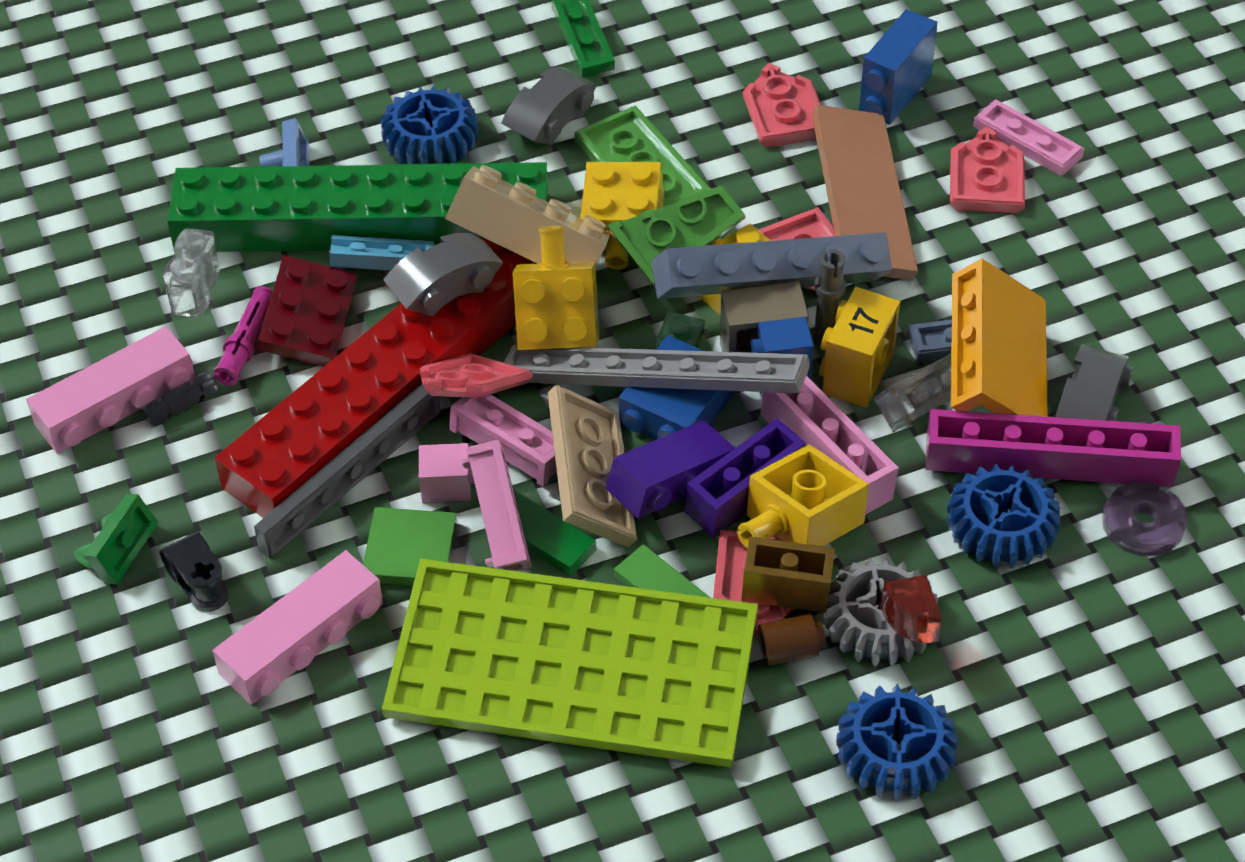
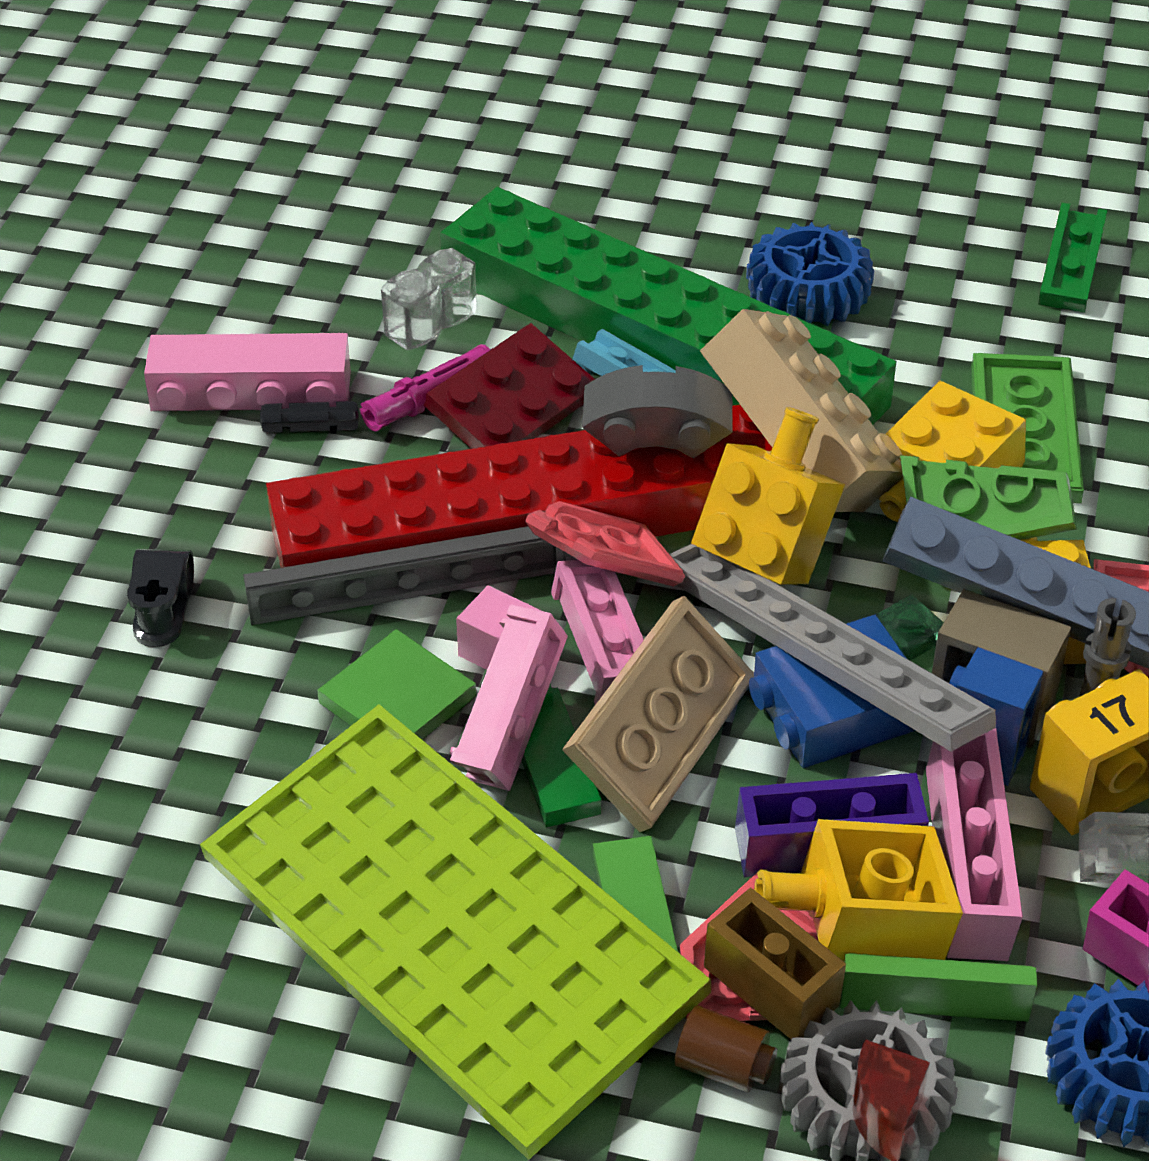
camera: 35 degrees right, 5 degrees down
(119, 540) = (118, 520): green tile -> none
(295, 147) = (646, 227): medium blue tile -> none
(298, 627) = (200, 707): bright pink brick -> none
(549, 105) = (963, 309): dark grey brick -> none
(660, 470) = (712, 755): dark purple brick -> none
(879, 532) = (939, 986): none -> bright green tile

